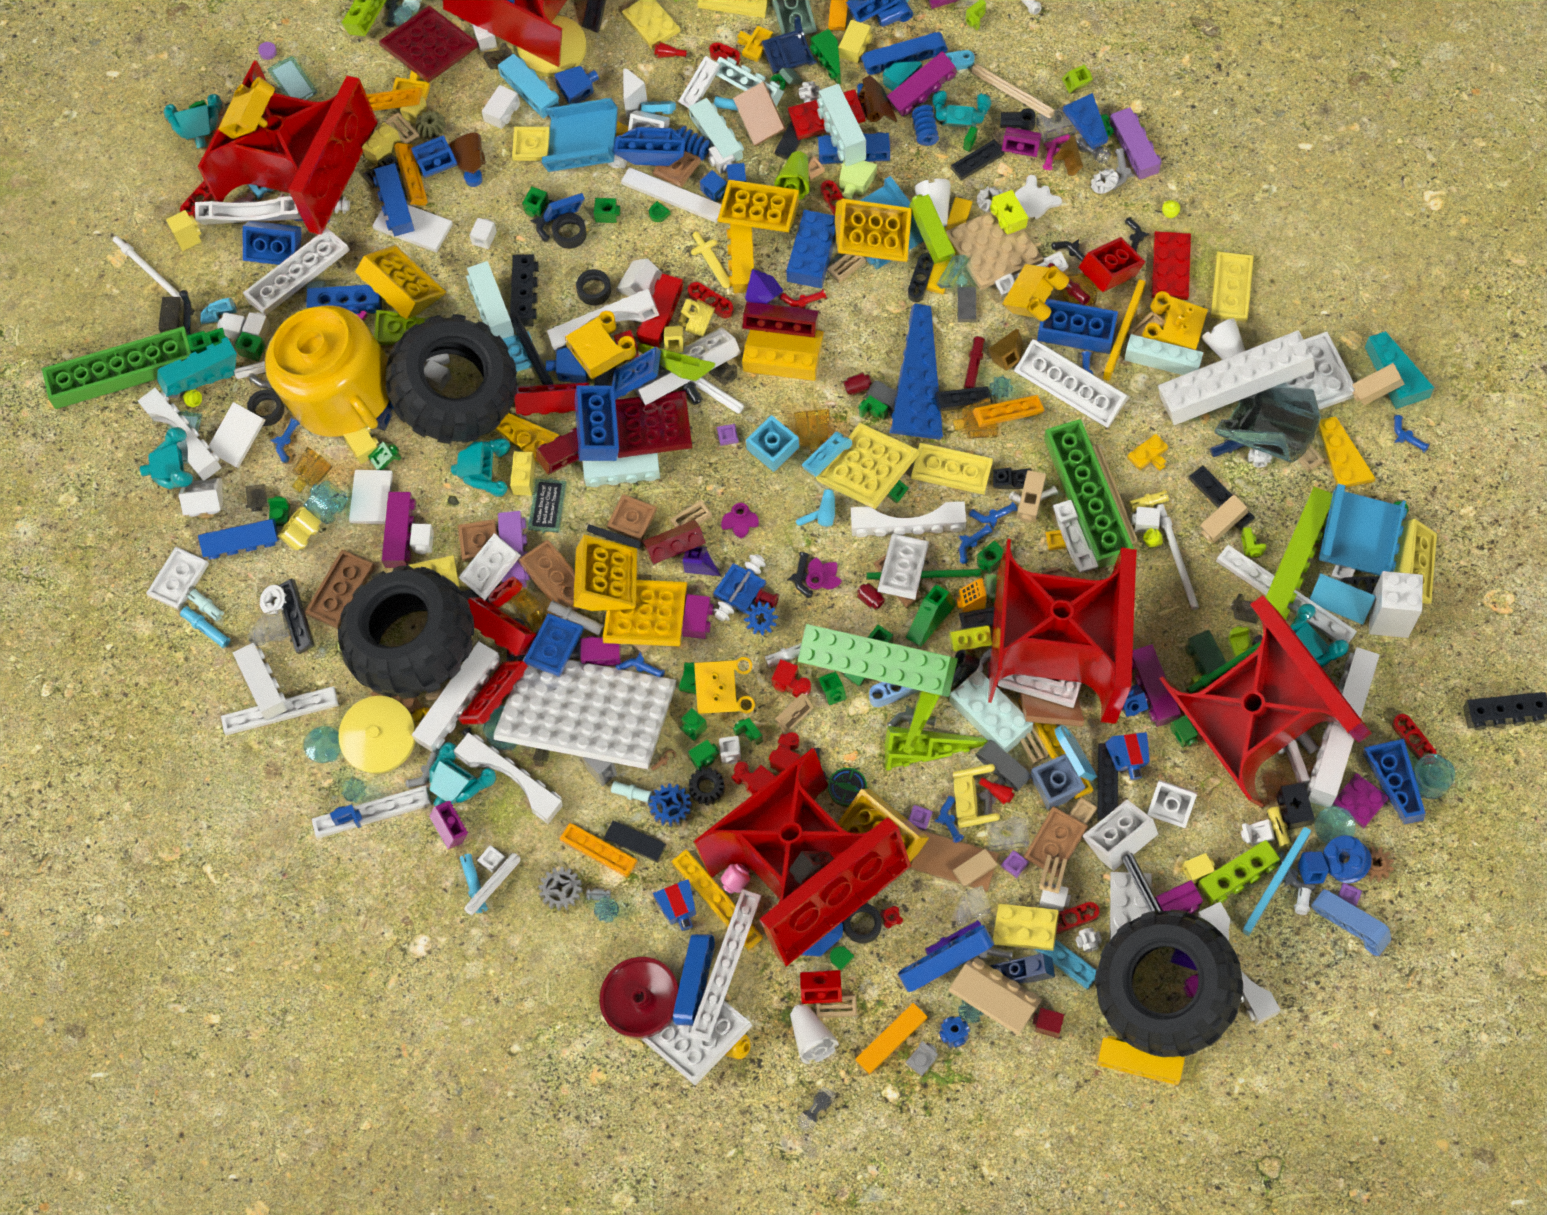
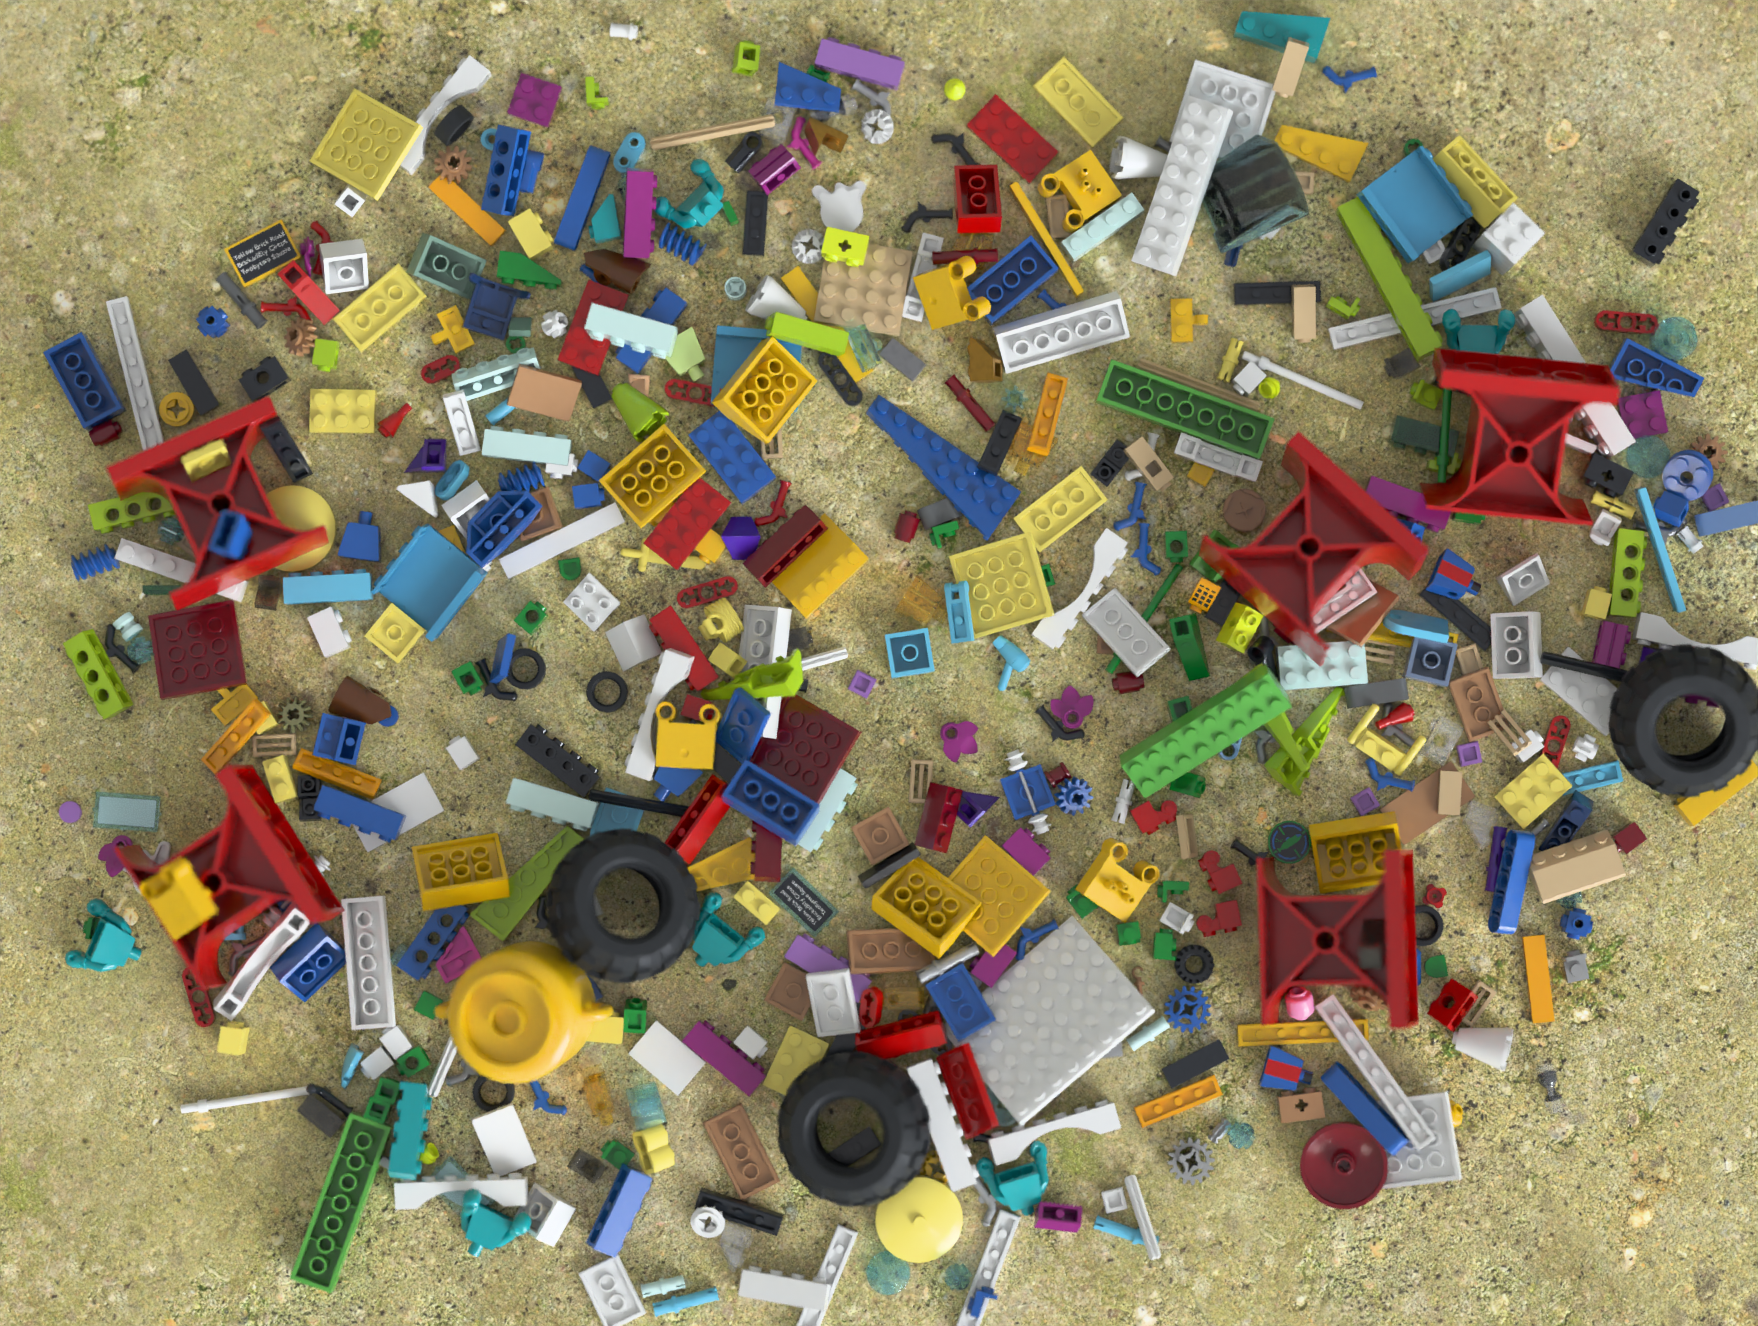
camera: 60 degrees left, 20 degrees up
(647, 238) = (592, 602): none -> white hinge
(662, 87) = (430, 458): none -> dark purple slope
(664, 946) = (1312, 1110): none -> medium nougat brick
(745, 249) = (687, 523): none -> red plate
(924, 172) = (735, 288): none -> light aqua wheel

